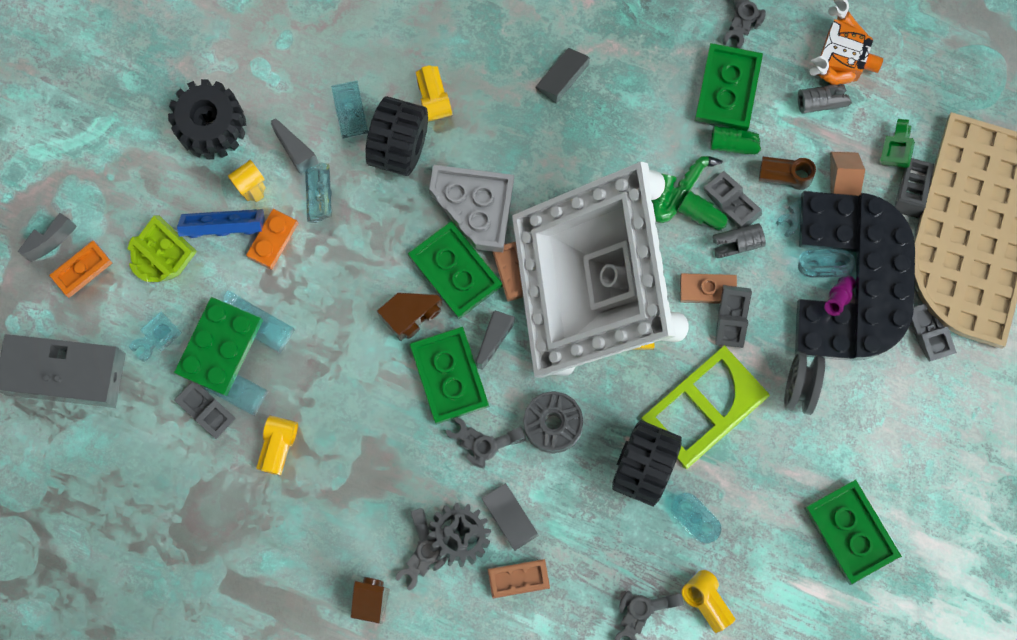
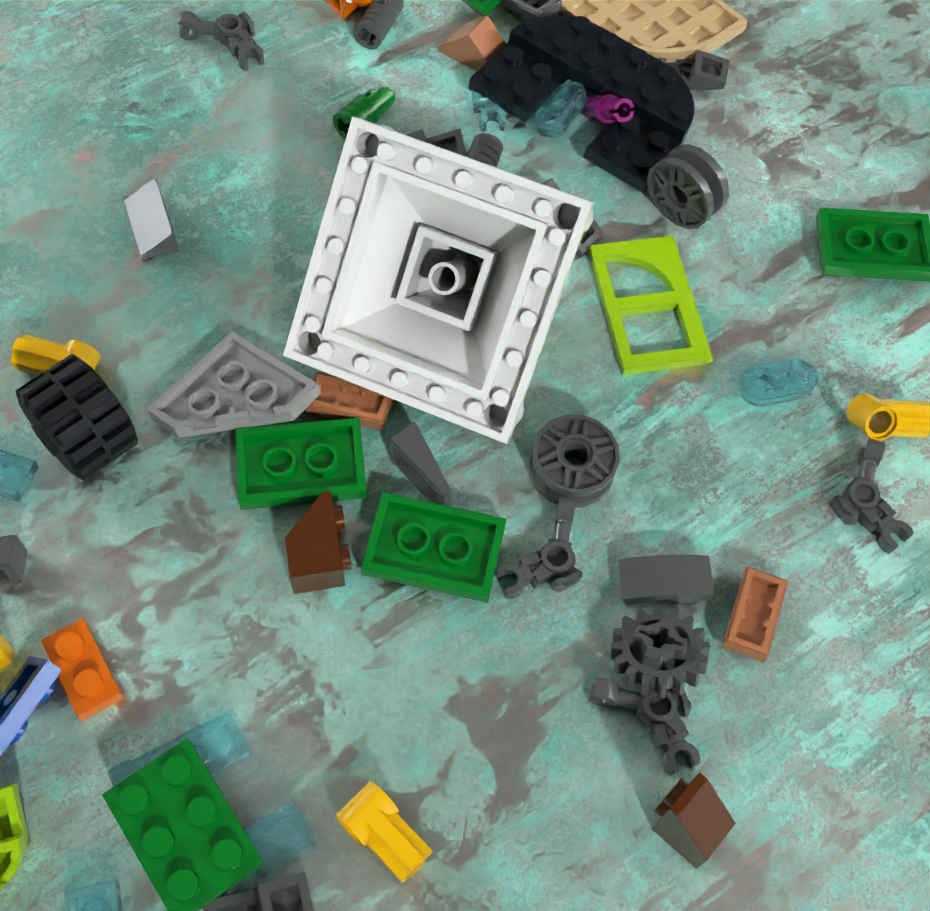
camera: 65 degrees left, 15 degrees down
(318, 193) = (68, 567): clear light blue plate -> none
(646, 463) = (695, 377): black wheel -> none
(728, 87) = (298, 85): green plate -> none
(783, 171) = (440, 83): reddish brown piece -> none

